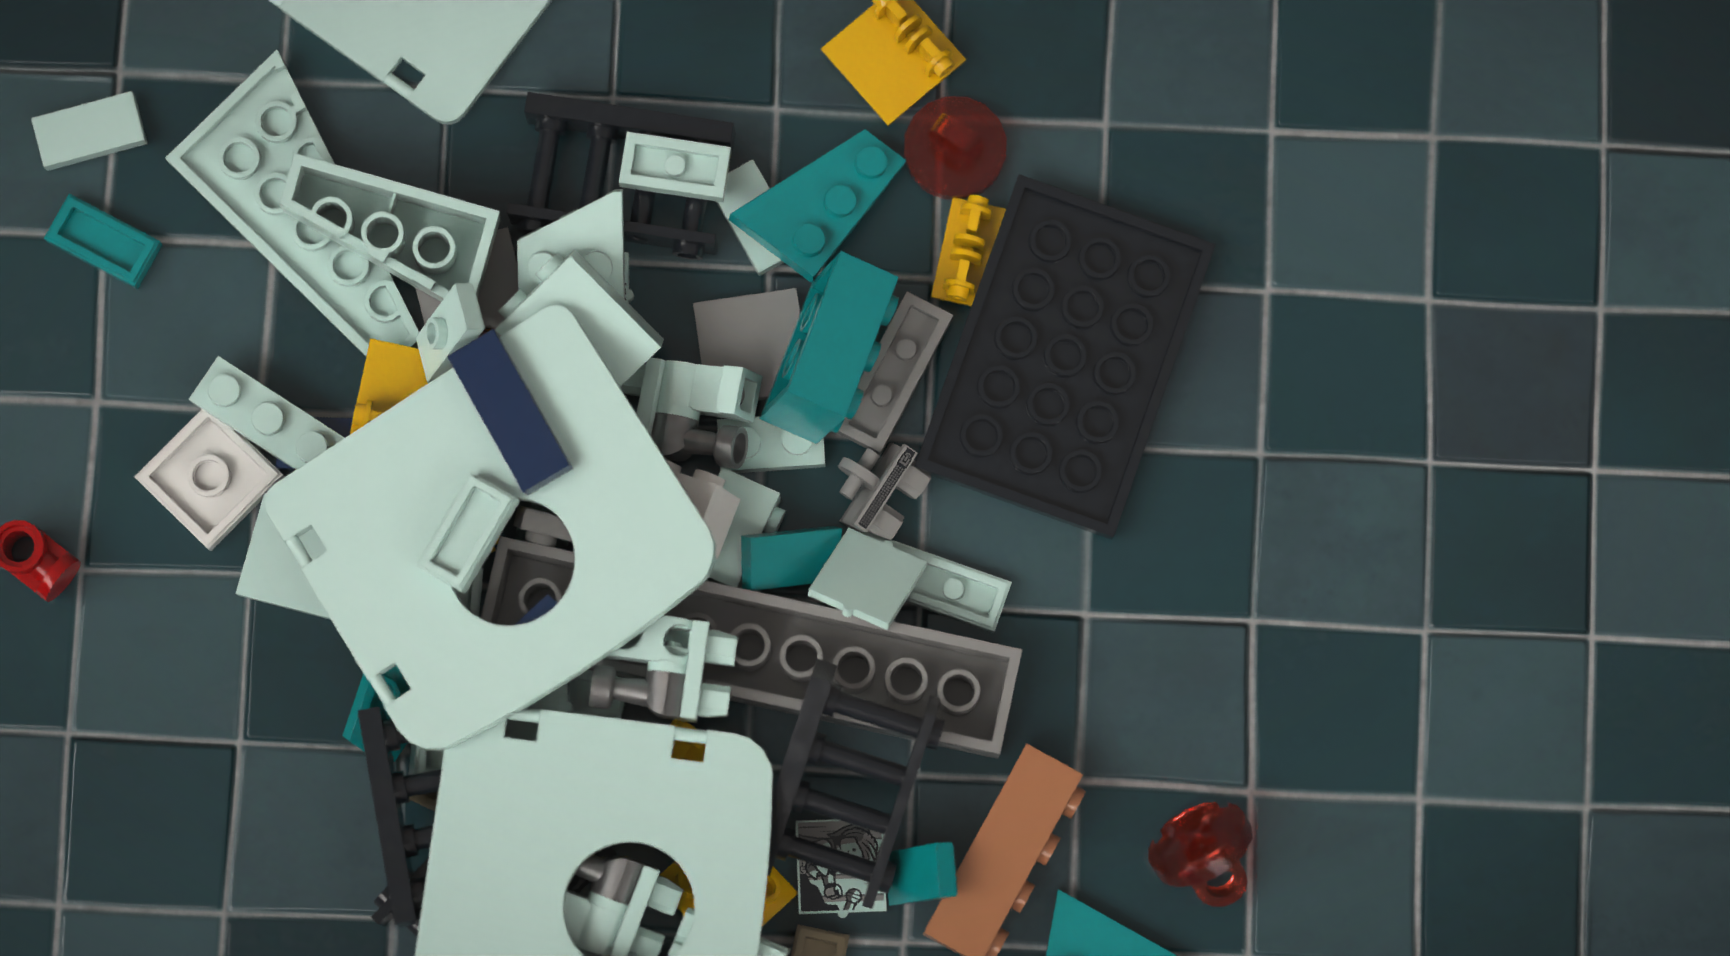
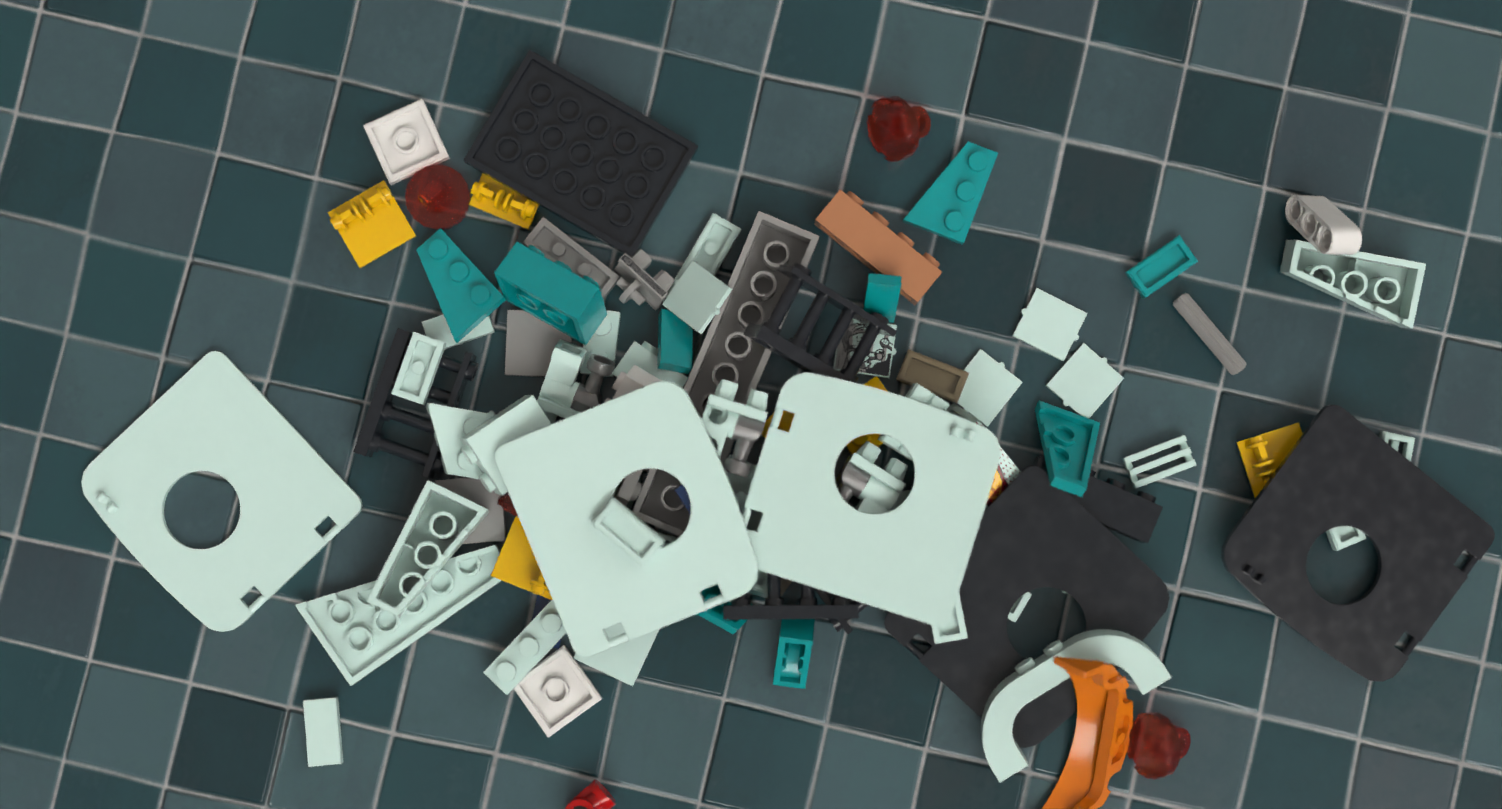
camera: 80 degrees left, 5 degrees up
(103, 241) = (395, 734): teal tile -> none
(327, 837) = (793, 652): none -> teal arch
(449, 328) = (498, 523): light aqua plate -> none
(510, 412) = (557, 493): dark blue tile -> none
(1034, 83) = (406, 141): none -> white tile

